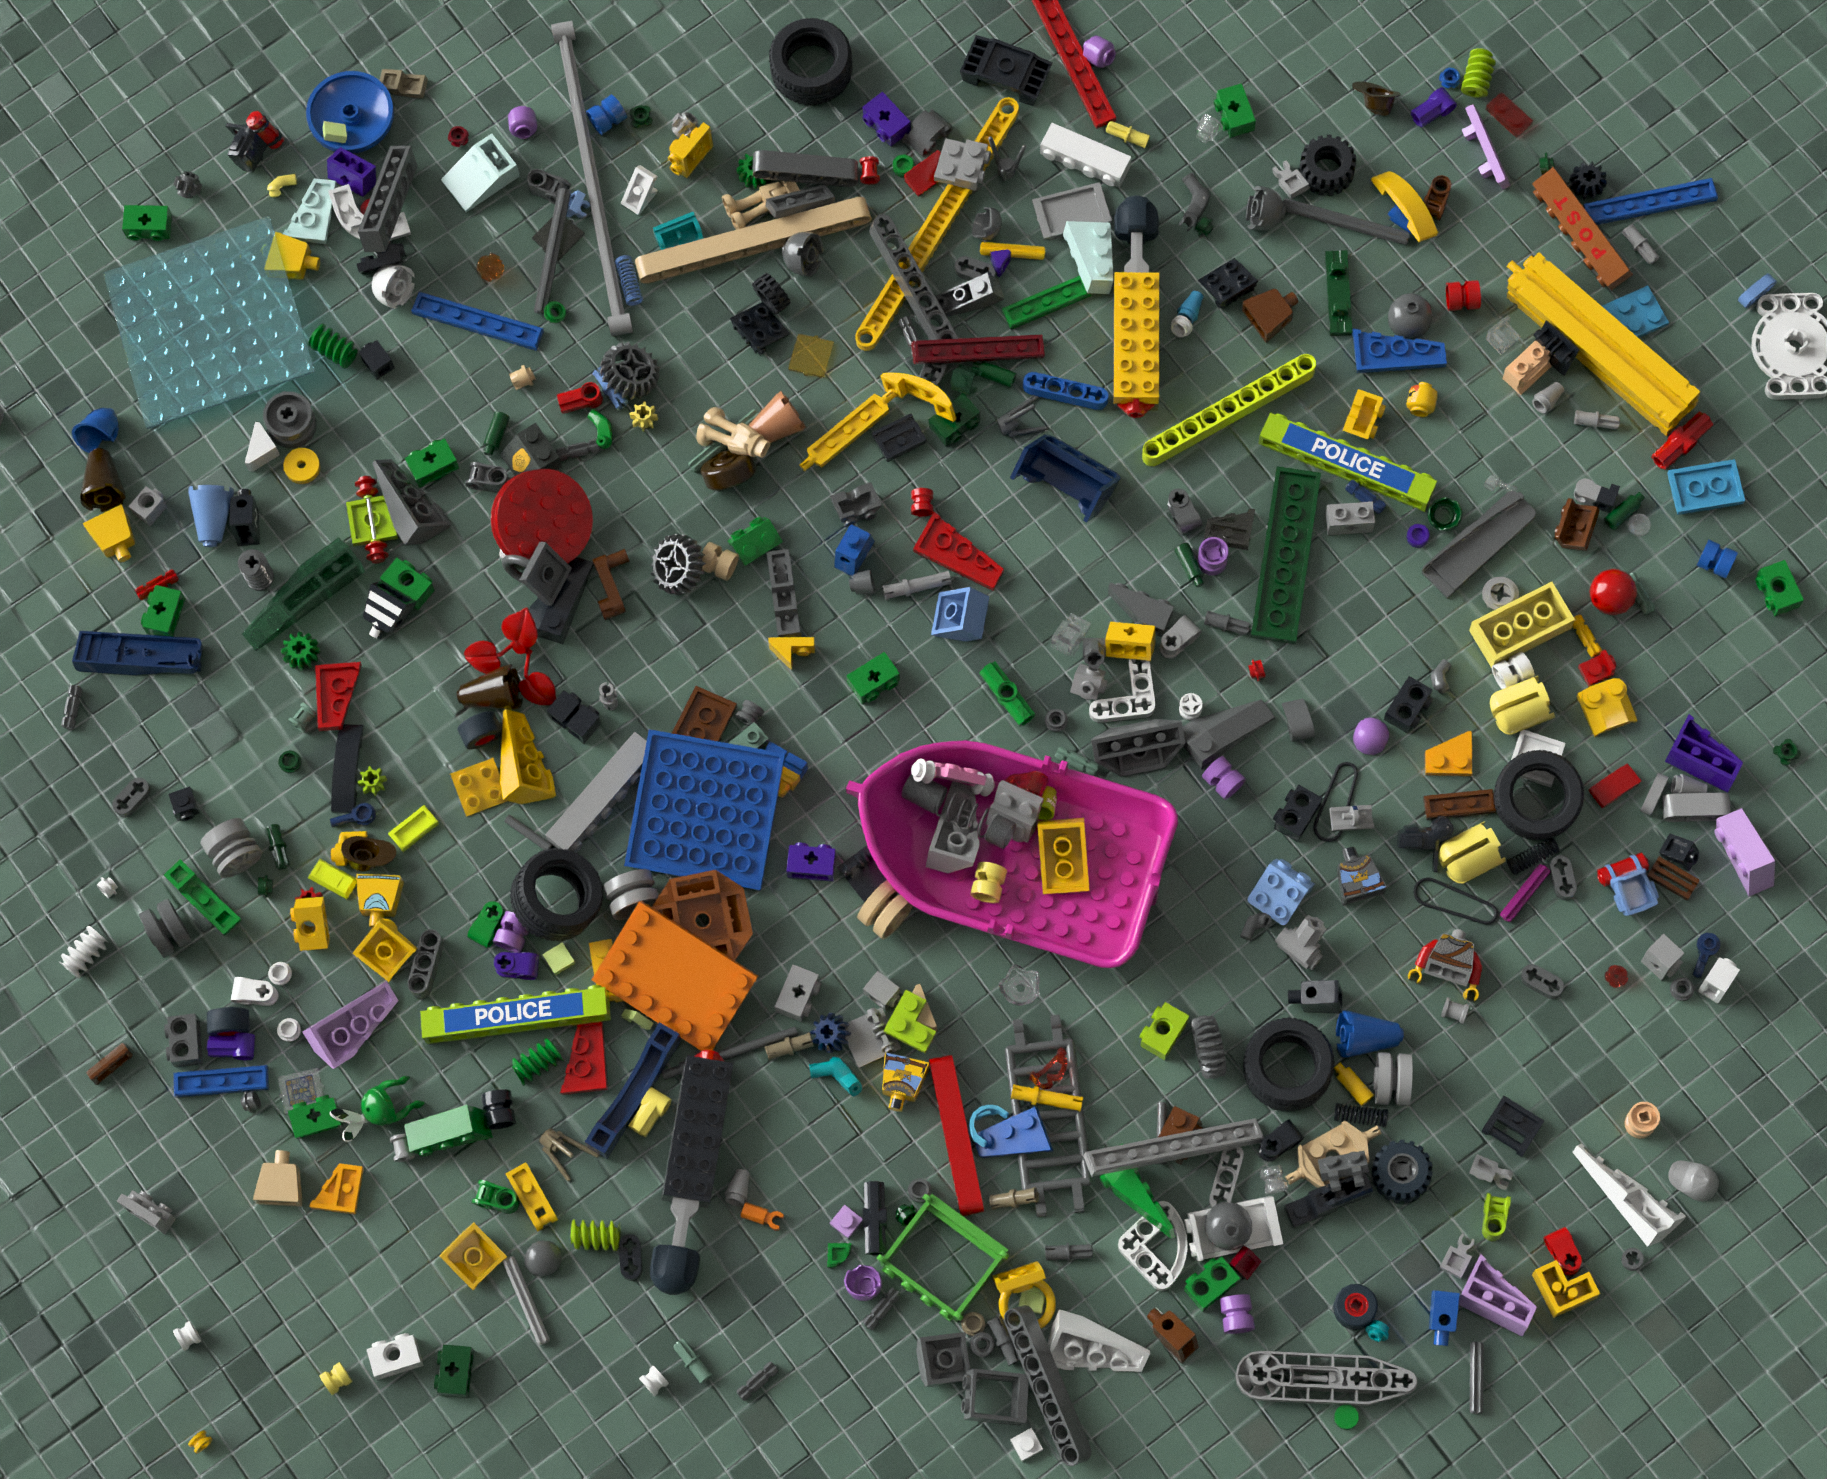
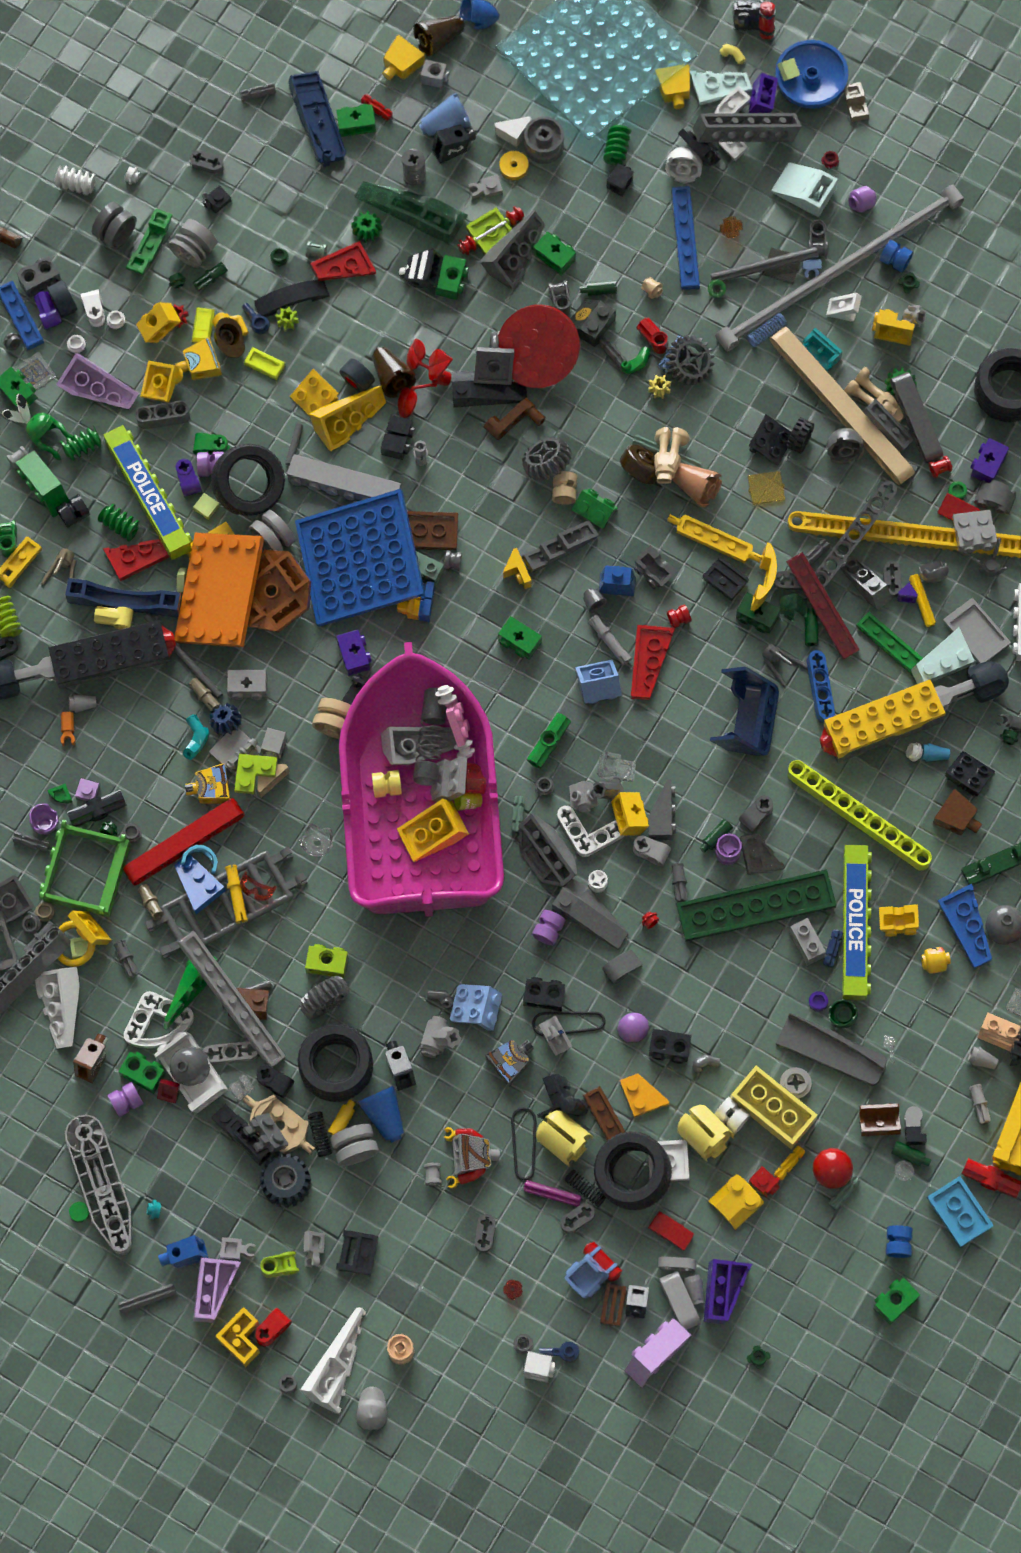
camera: 65 degrees right, 0 degrees up
(314, 502) = (489, 187): none -> light grey plate
(418, 1068) = (81, 444): none -> green piece
(1351, 1314) = (171, 1191): black wheel -> none
(1663, 958) = (538, 1317): light grey brick -> none

